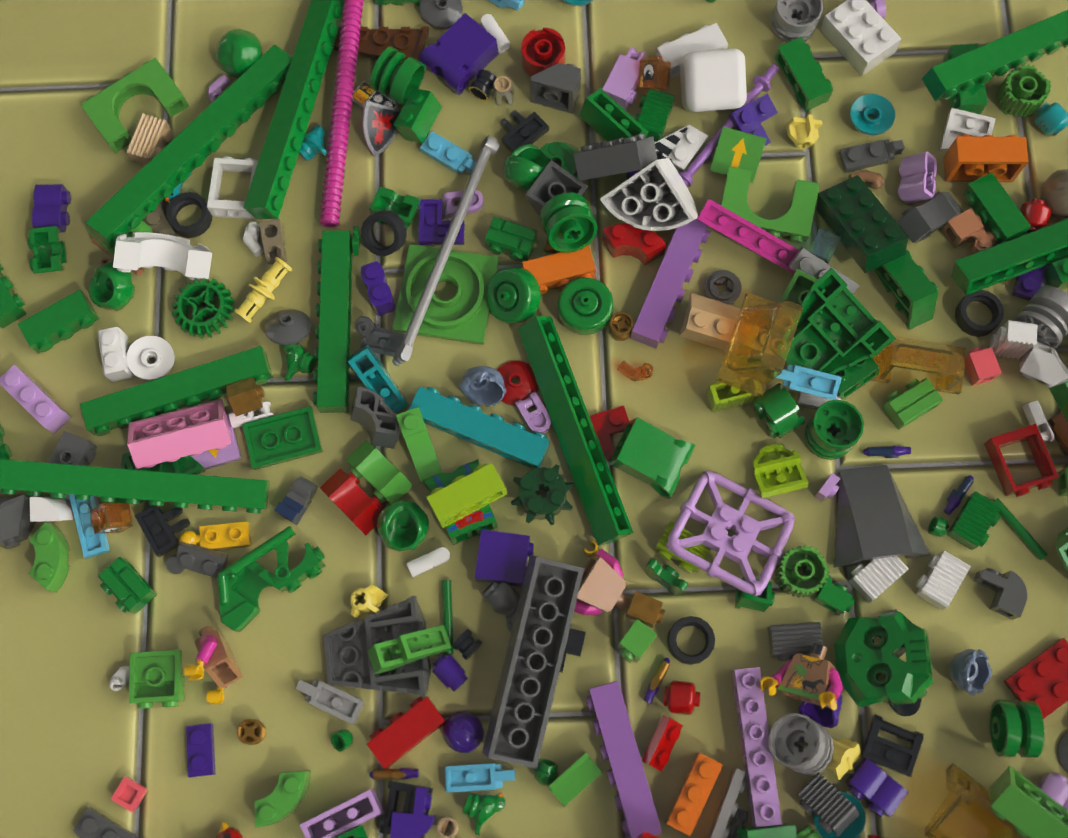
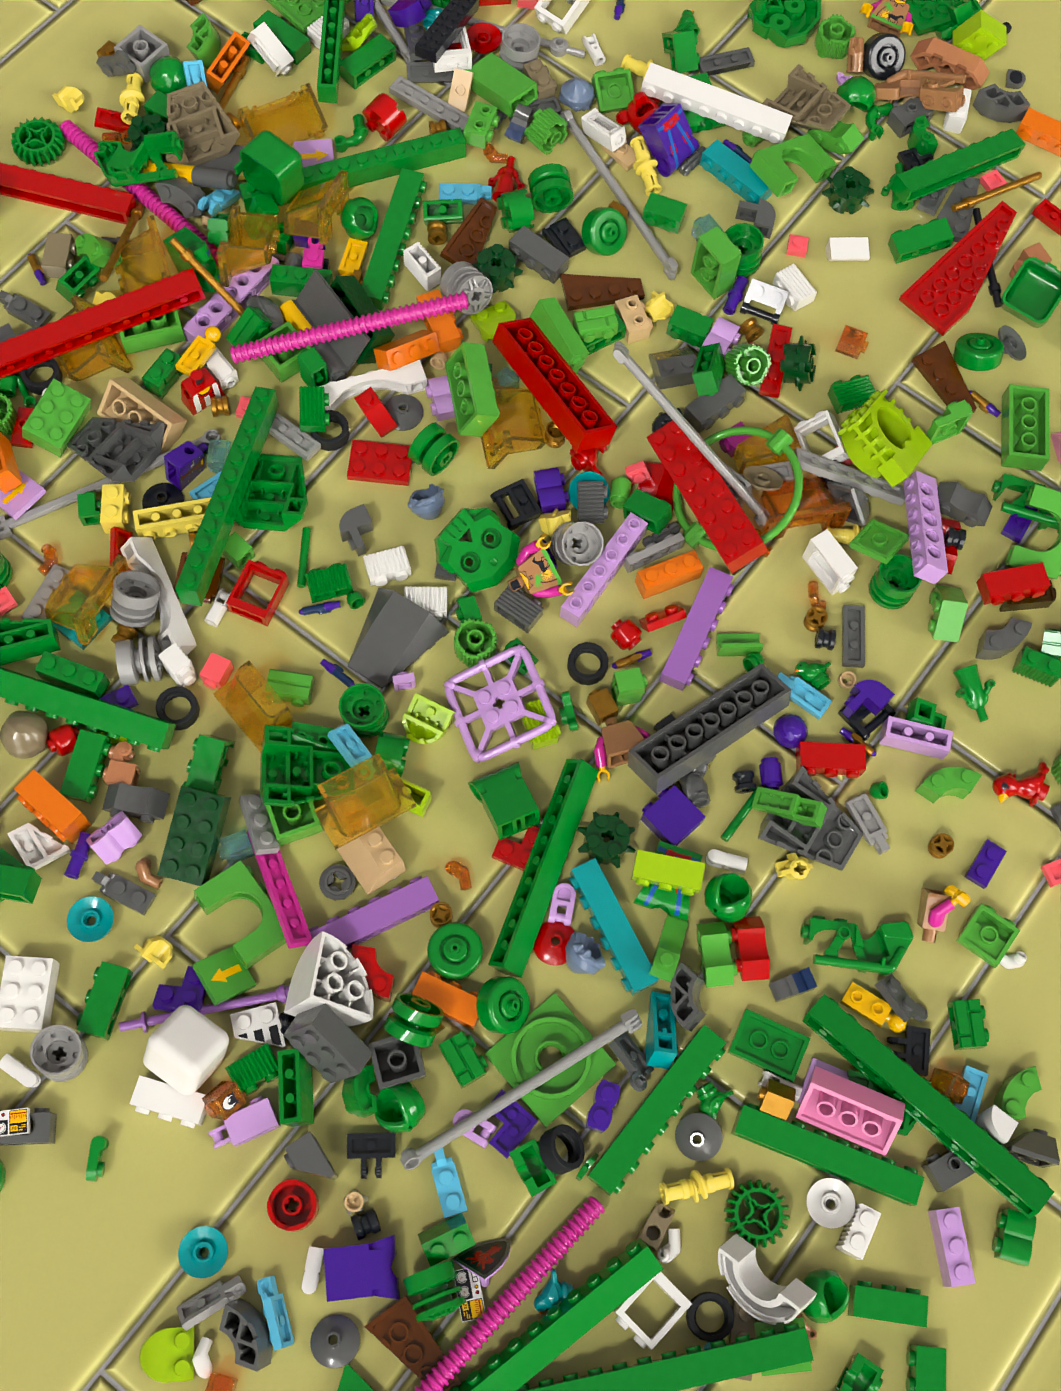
camera: 150 degrees left, 5 degrees down
(926, 144) = (78, 857): none -> dark purple pin

